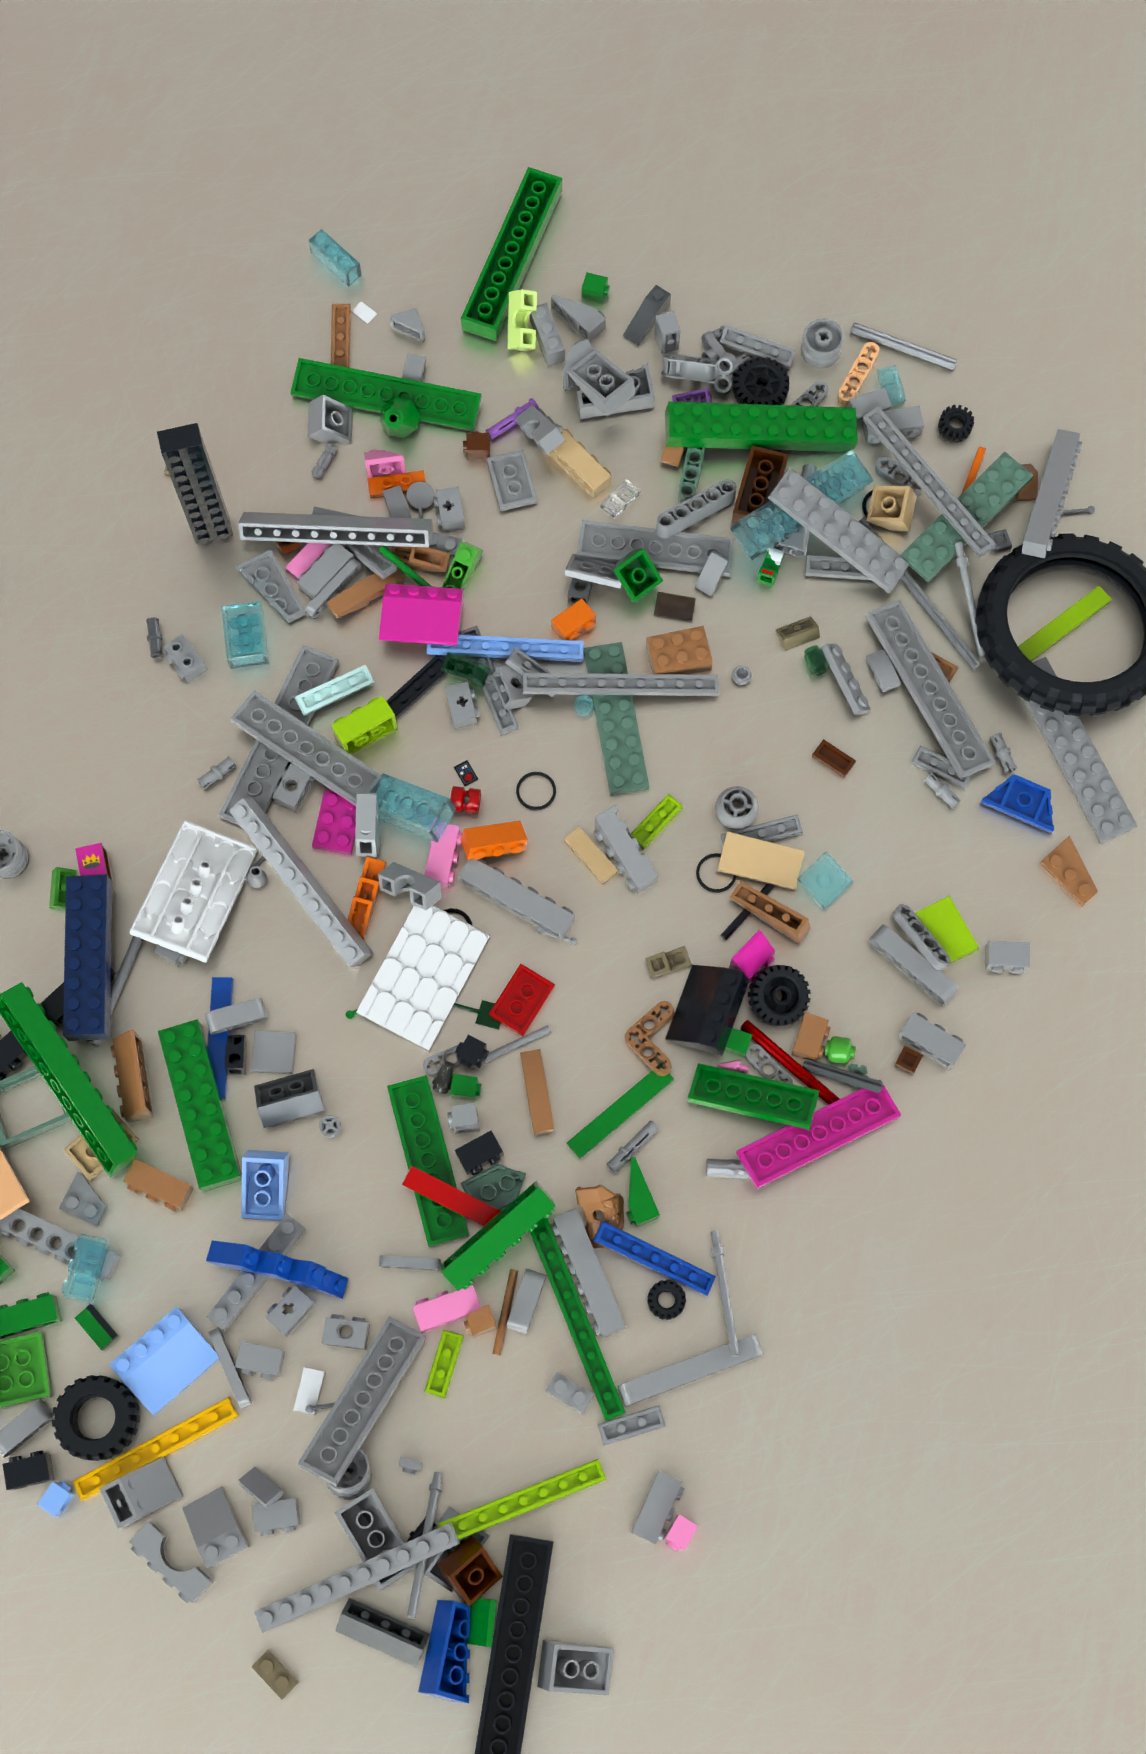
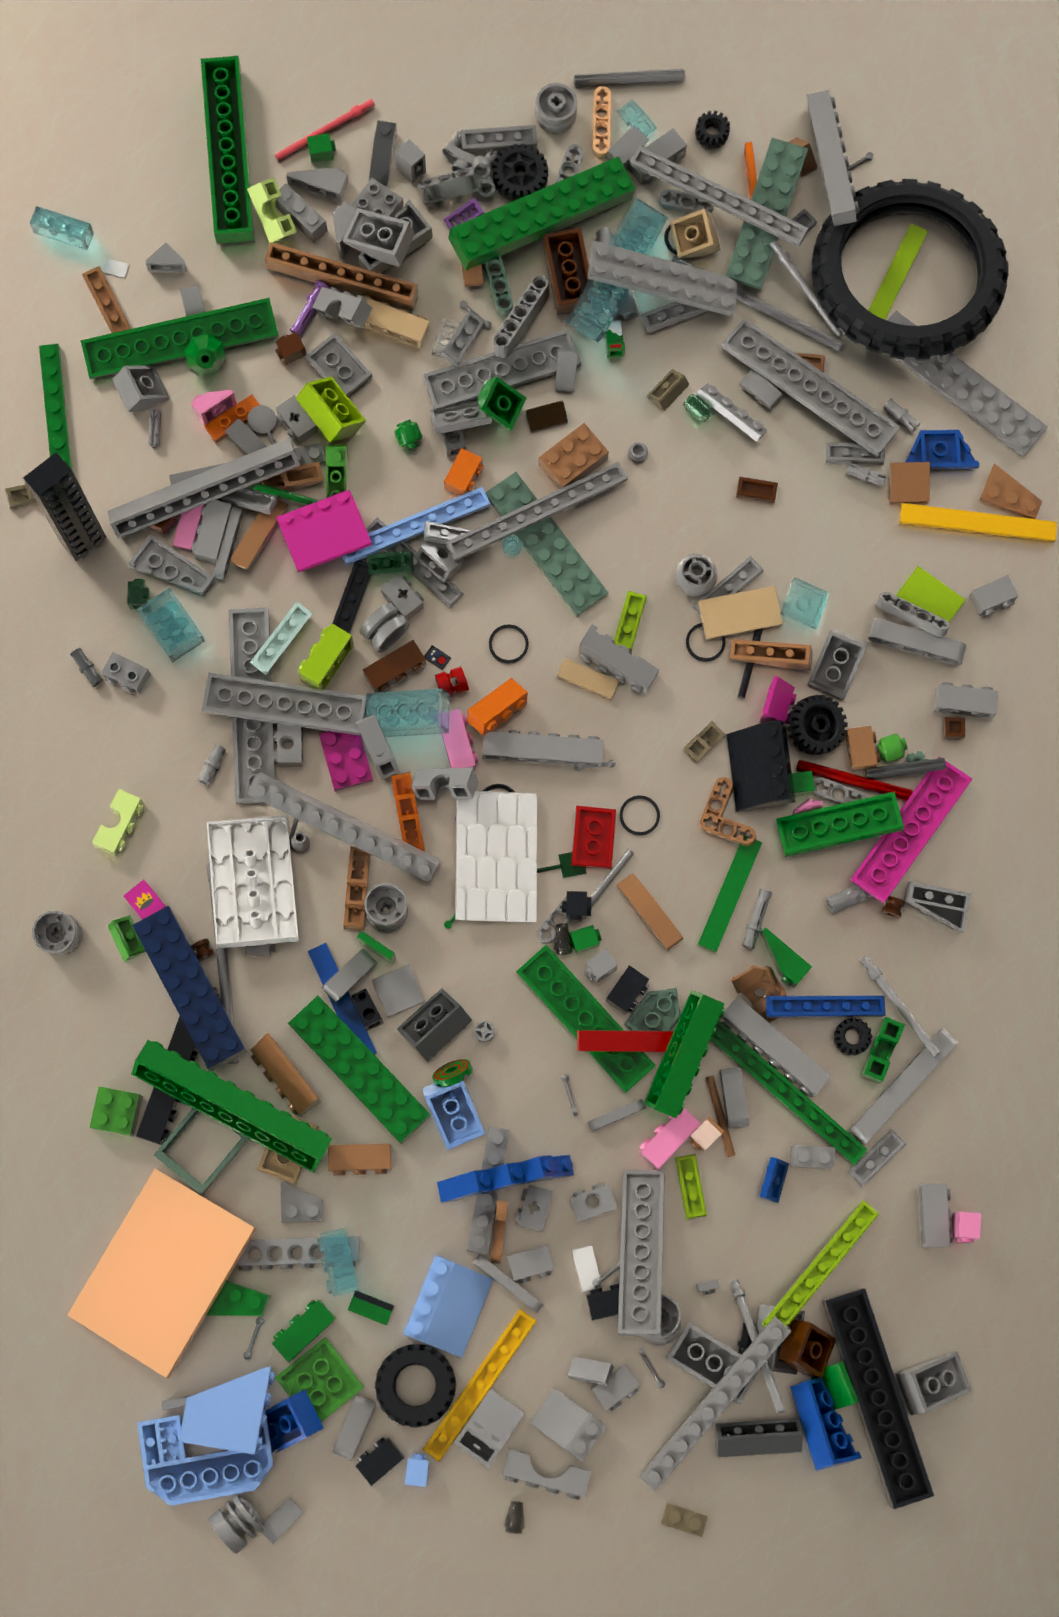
camera: 30 degrees left, 5 degrees up
(98, 796) = (113, 839): none -> yellowish green arch
(120, 930) = (202, 949): none -> reddish brown wheel
(120, 1590) = (515, 1518): none -> clear smoke cone
(231, 593) = (137, 593): none -> clear green brick
(245, 414) = (55, 401): none -> green plate
(255, 1298) = (499, 1230): none -> medium nougat beam
(272, 1002) = (376, 947): none -> green tile
(280, 1148) = (452, 1072): none -> green tile
(284, 944) = (356, 889): none -> medium nougat slope
(298, 960) = (386, 896): none -> light grey wheel
(303, 1429) = (603, 1303): none -> black brick
(320, 1533) = (660, 1383): none -> light grey hinge
(381, 1205) = (565, 1078): none -> light grey hinge
(422, 763) = (395, 667): none -> reddish brown brick
(430, 723) = (384, 627): none -> light grey wheel
(483, 512) = (330, 409): none -> lime brick
(523, 1396) = (774, 1180): none -> blue plate
(542, 566) = (408, 434): none -> green head
(554, 403) = (341, 276): none -> medium nougat brick
(574, 982) = (645, 798): none -> black piece
(621, 352) = (378, 199): none -> light grey brick
(633, 504) = (462, 338): none -> light grey tile
(644, 270) = (356, 112): none -> coral bar
(651, 476) = (463, 304): none -> light grey hinge
(687, 1326) = (882, 1049): none -> green arch
(765, 1197) = (893, 907): none -> reddish brown wheel
(811, 1215) = (940, 903): none -> light grey wedge
(828, 948) = (838, 663): none -> light grey slope
(979, 816) = (910, 482): none -> medium nougat tile
(1027, 883) = (978, 522): none -> yellow tile

